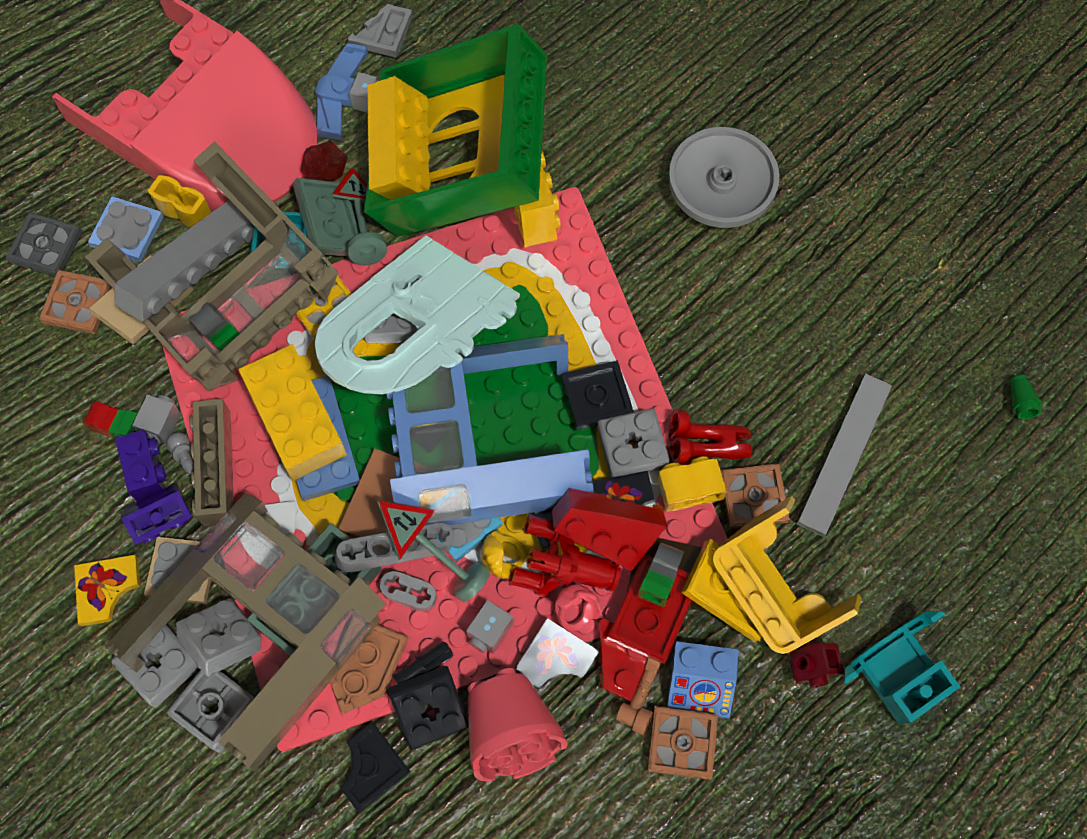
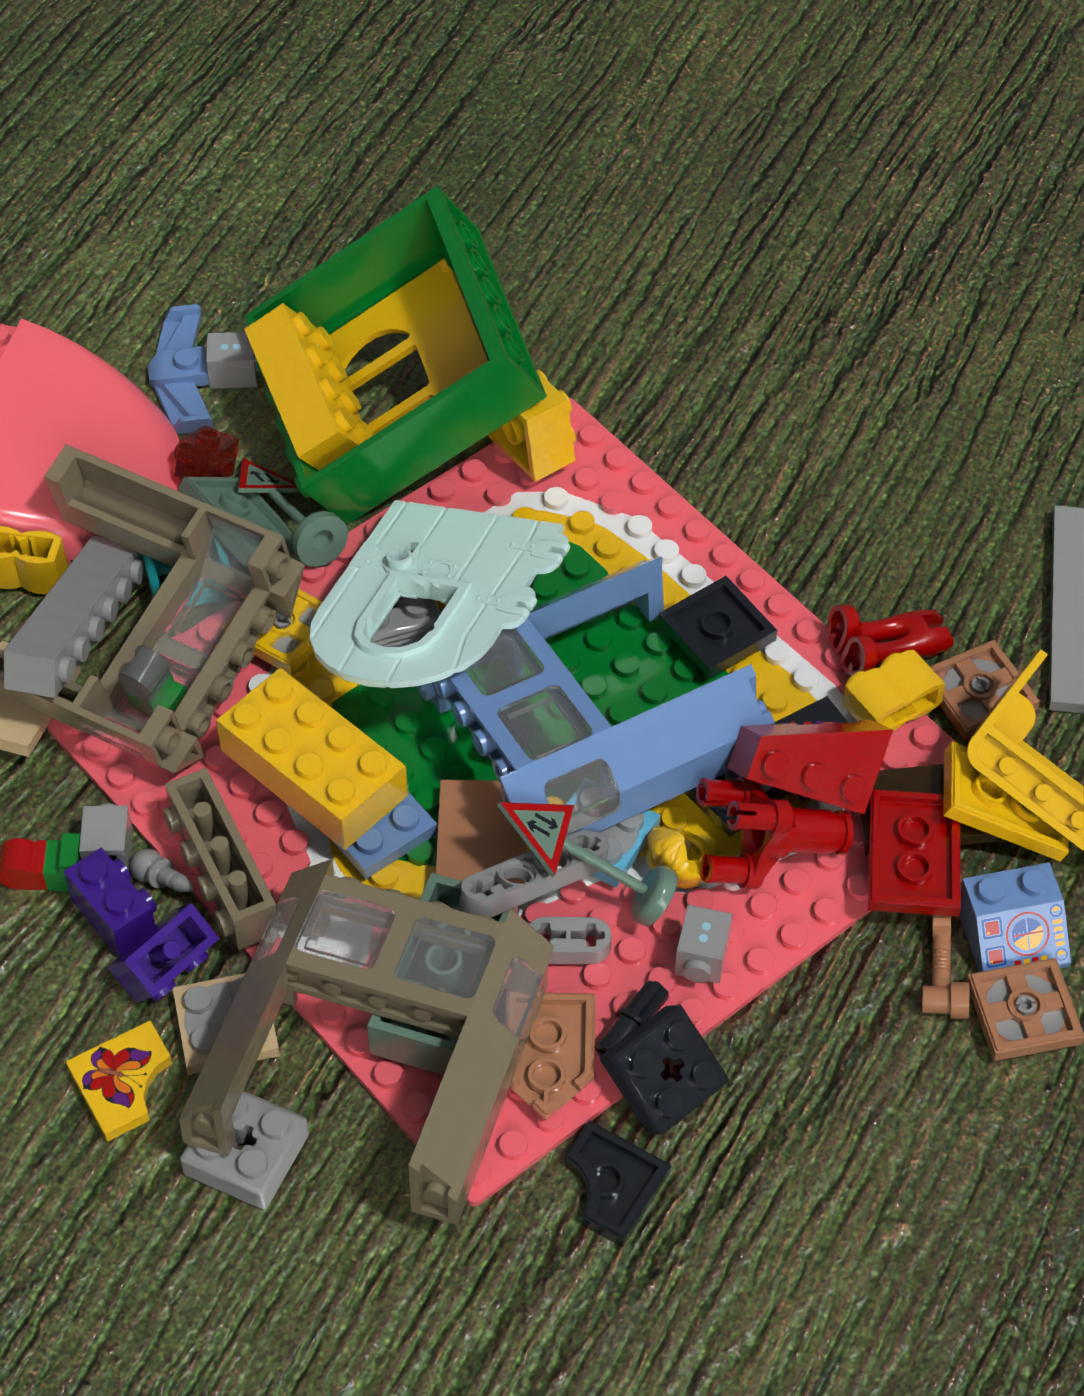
camera: 20 degrees left, 15 degrees down
(192, 711) = (340, 1149): light grey brick -> none
(218, 637) = (326, 1074): light grey brick -> none
(385, 31) = (216, 280): light grey wing -> none
(510, 728) = (793, 1052): coral cone -> none
(554, 653) = (801, 953): tile -> none
(591, 607) = (829, 881): coral piece -> none
(619, 665) = (897, 941): red wing -> none
(636, 426) = (793, 668): light grey brick -> none
(661, 575) = (909, 801): leg -> none
(723, 177) = (764, 327): light grey dish -> none

